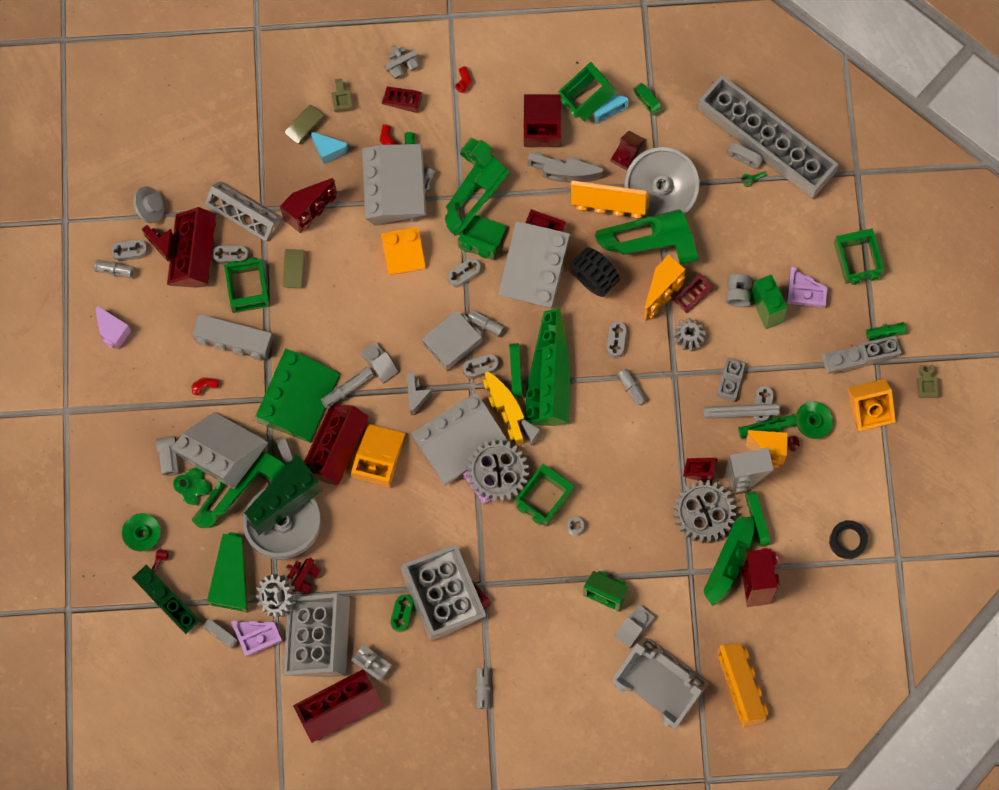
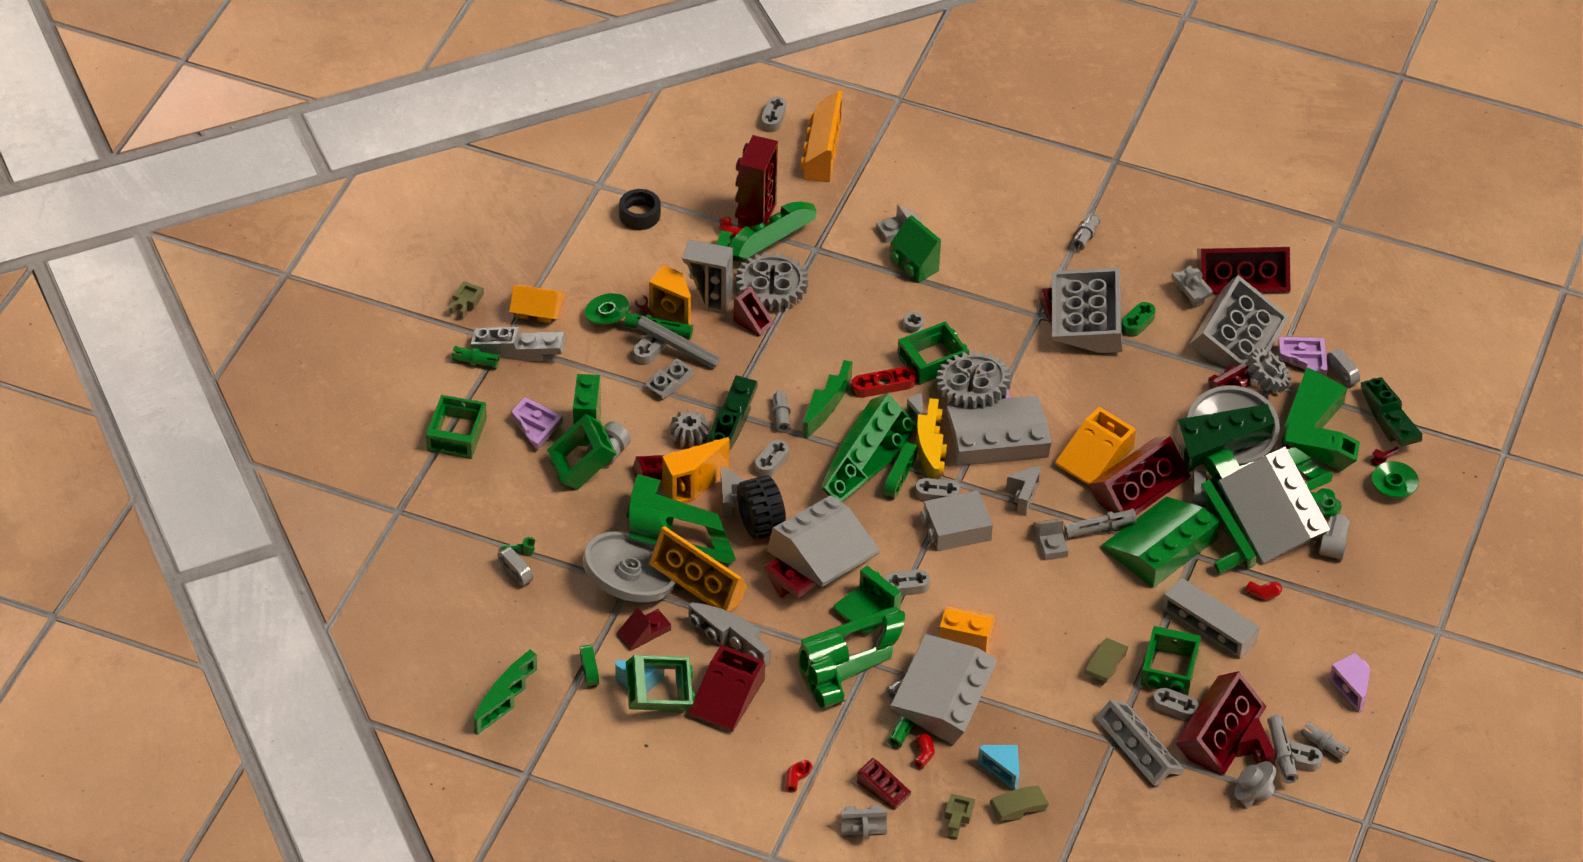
camera: 160 degrees left, 25 degrees down
(135, 234) = (1284, 756): none -> light grey pin
(204, 529) = (1323, 444): none -> green slope
(231, 407) = (1243, 551): none -> green piece
(308, 203) = (1058, 703): dark red slope -> none
(486, 323) = (908, 525): light grey axle -> none
(584, 448) = (877, 389): none -> red beam
(603, 406) = (825, 402): none -> green slope
(631, 293) = (729, 486): none -> light grey slope
(660, 681) = (892, 170): light grey windscreen -> none
(664, 357) = (734, 411): none -> dark green slope
(691, 47) = (501, 695): none -> green slope
(754, 251) = (590, 464): none -> green window
(767, 136) = (479, 568): light grey brick -> none
(804, 703) = (769, 113): none -> light grey beam

